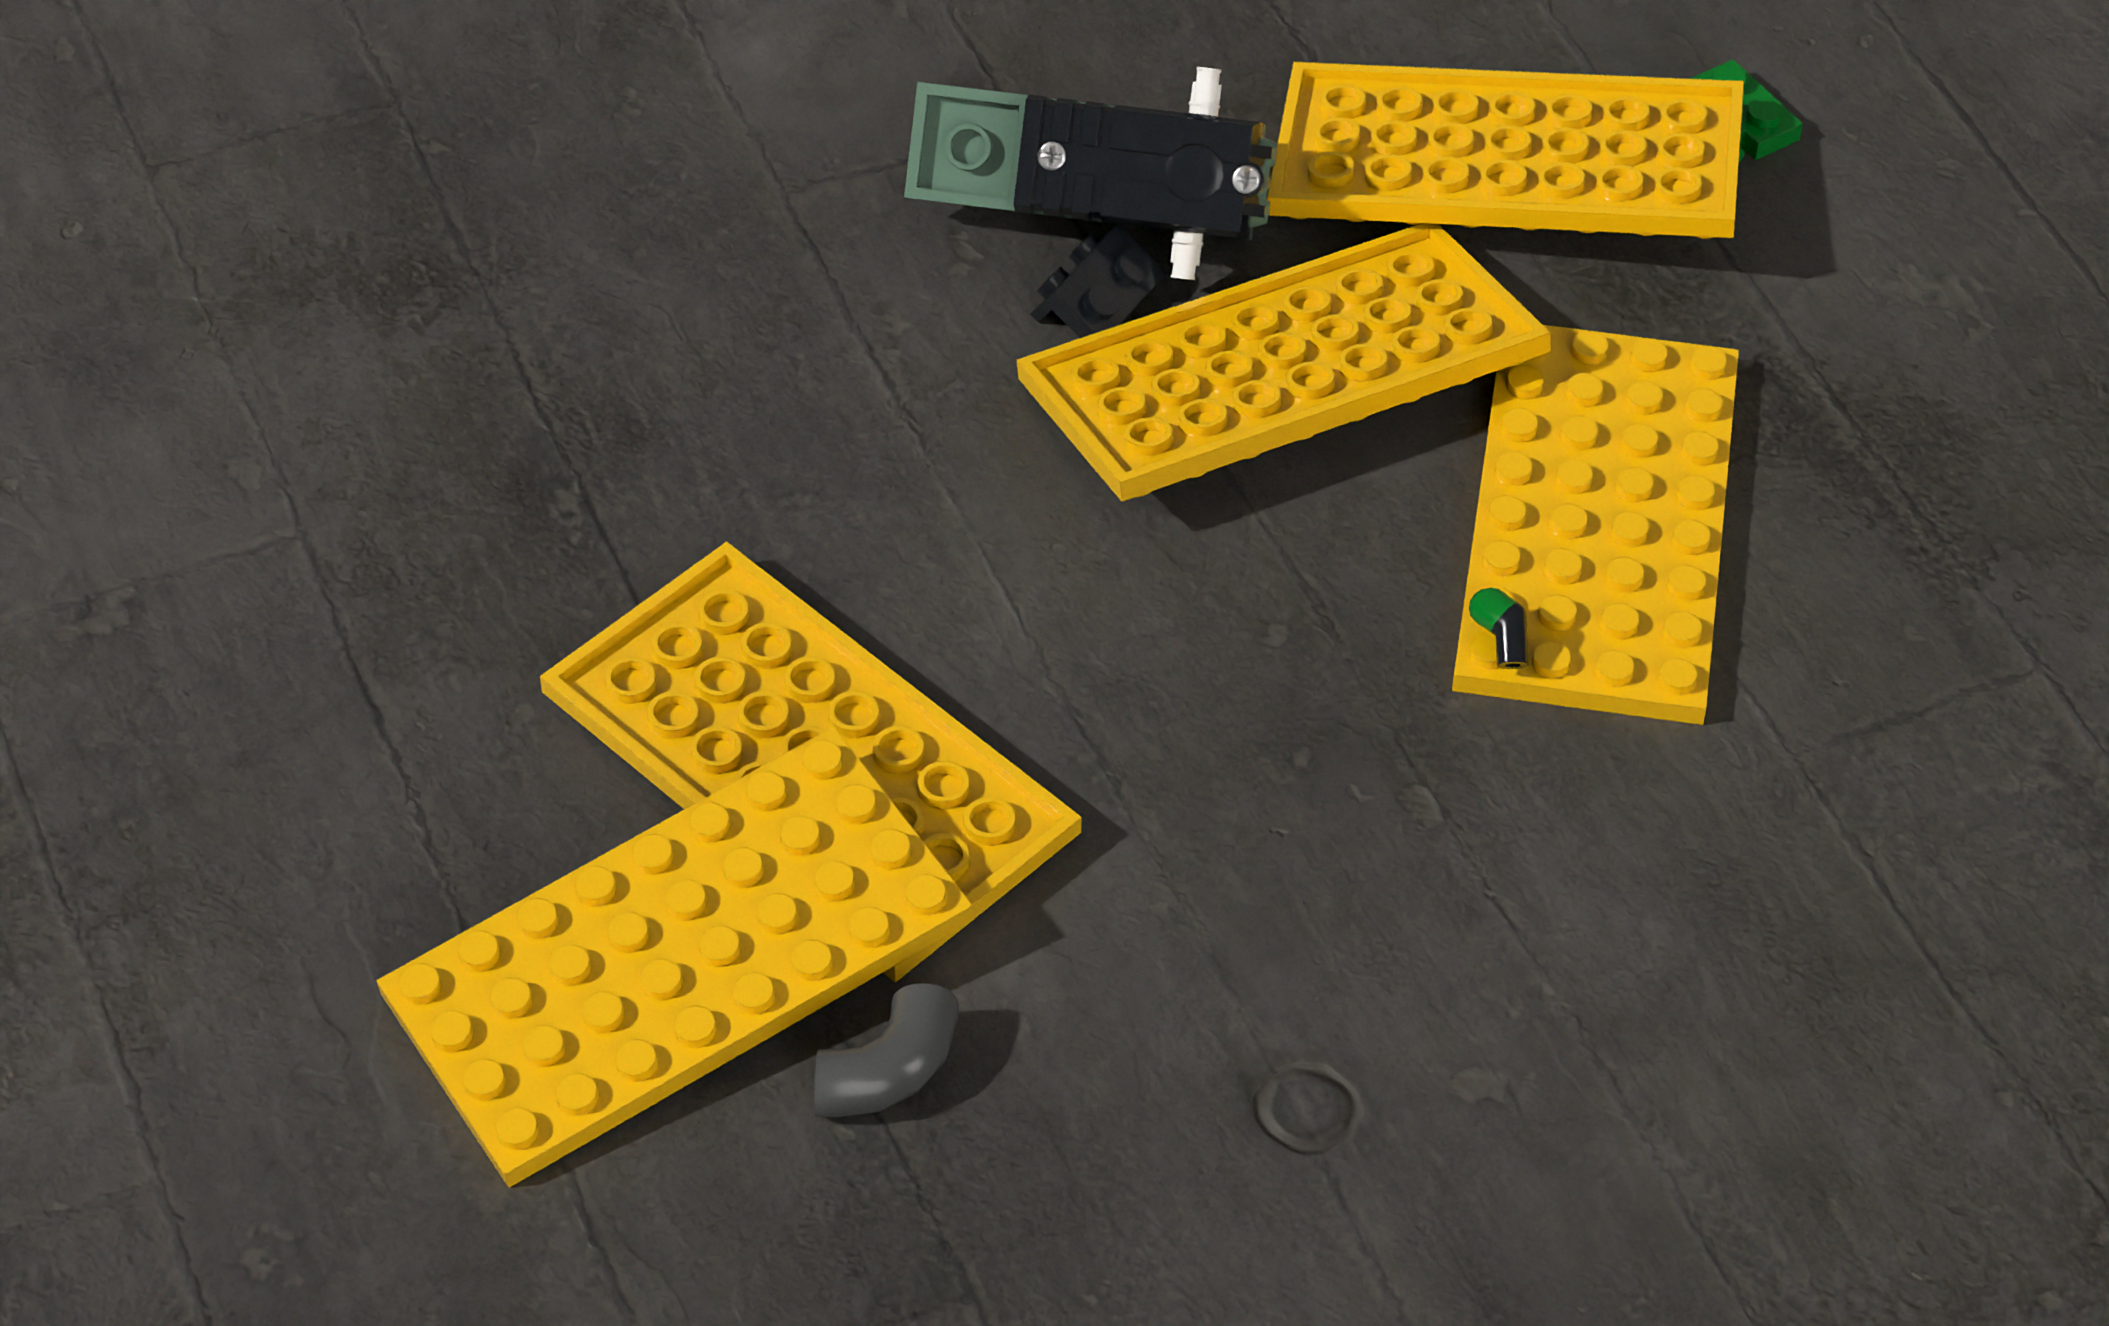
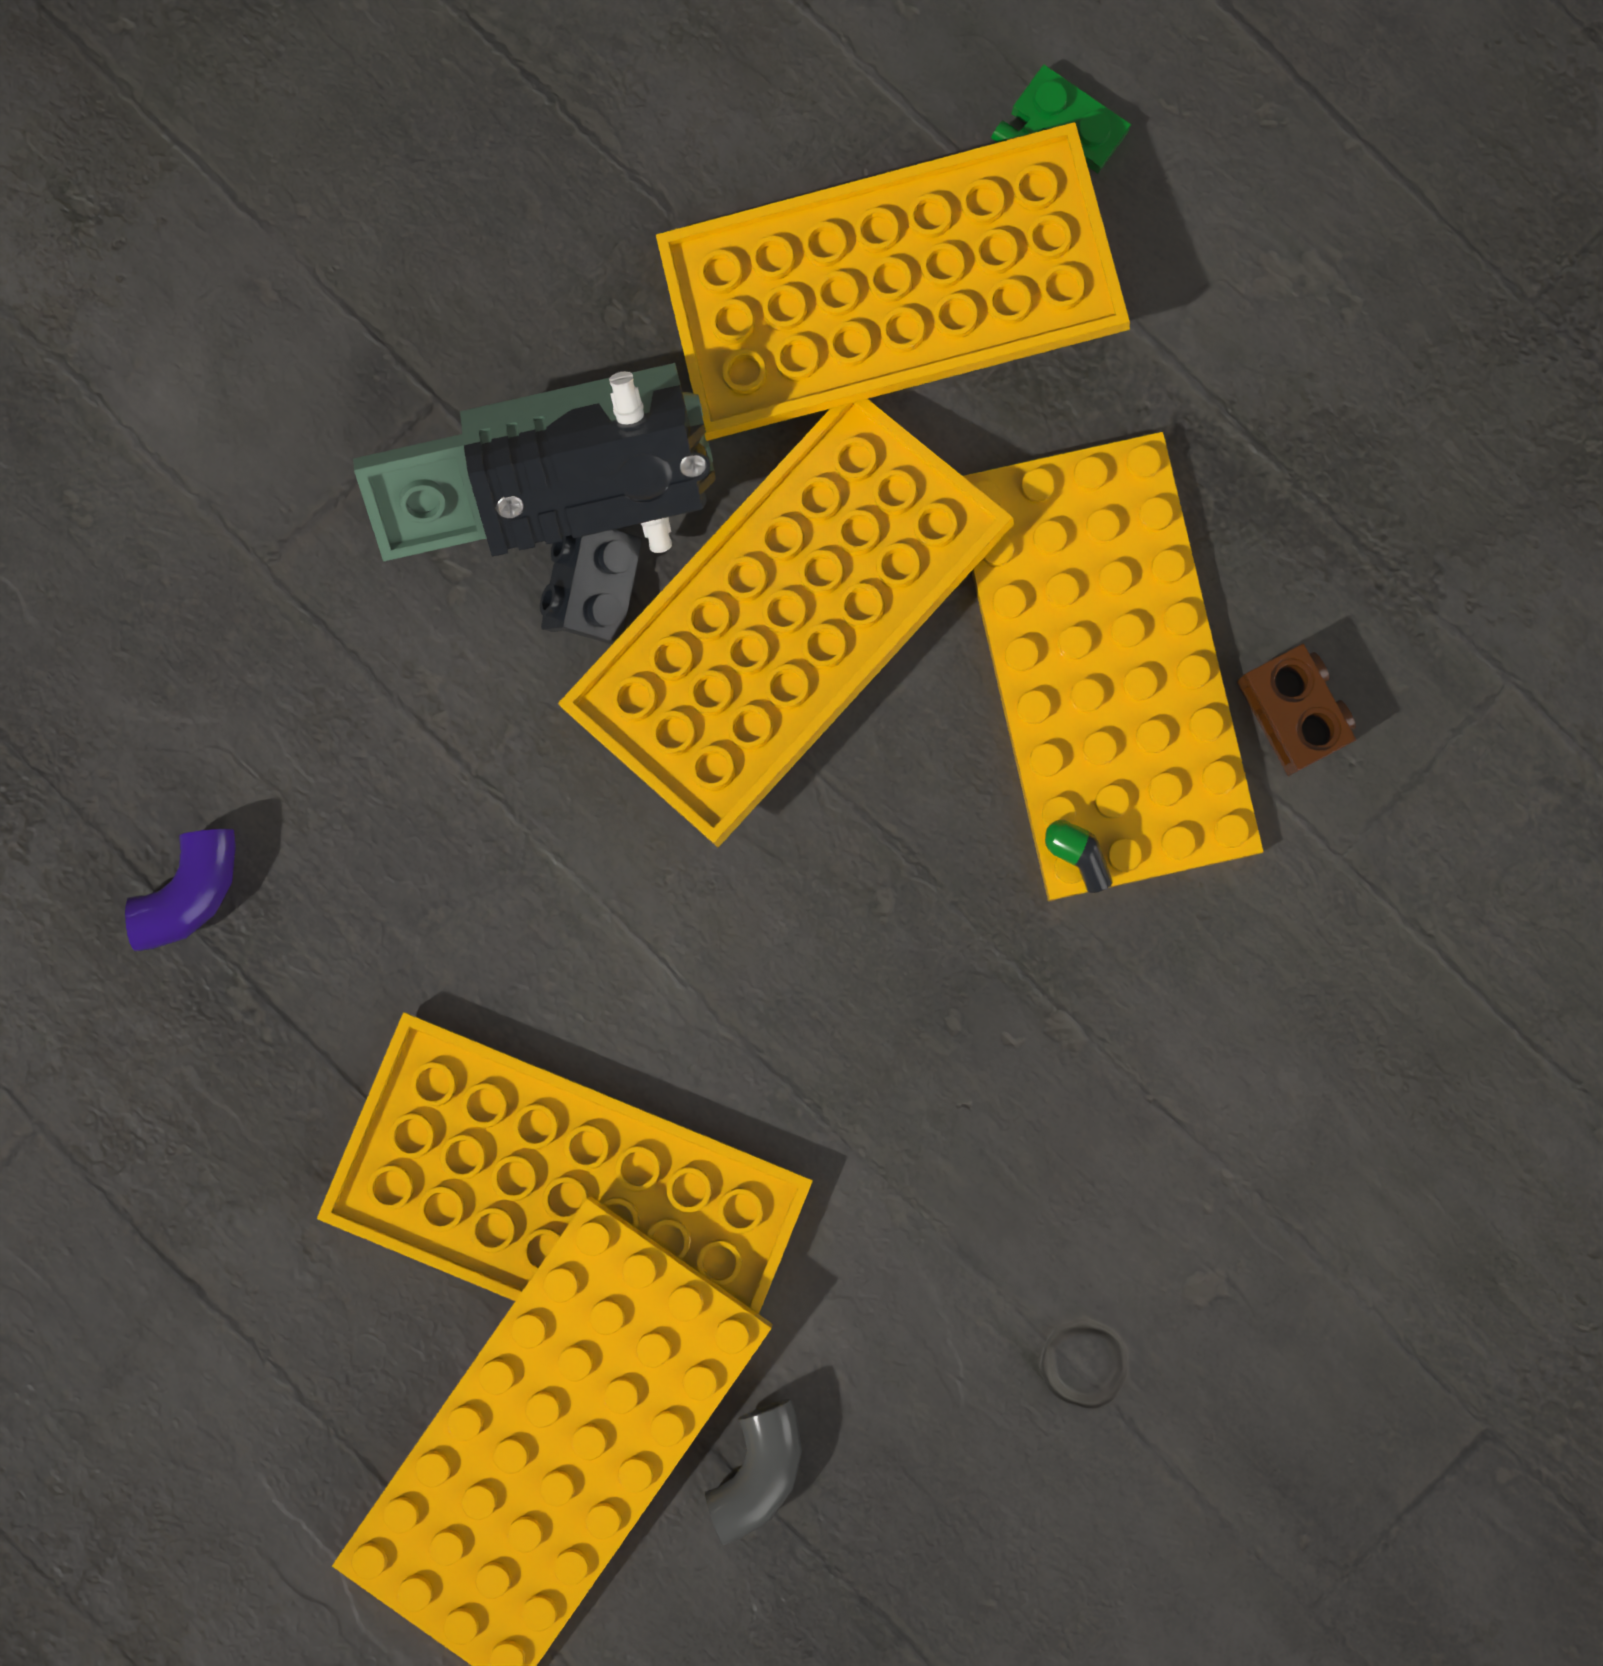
camera: 20 degrees left, 35 degrees up
(565, 390) = (190, 897): none -> dark purple cylinder
(1792, 601) = (1283, 716): none -> reddish brown brick

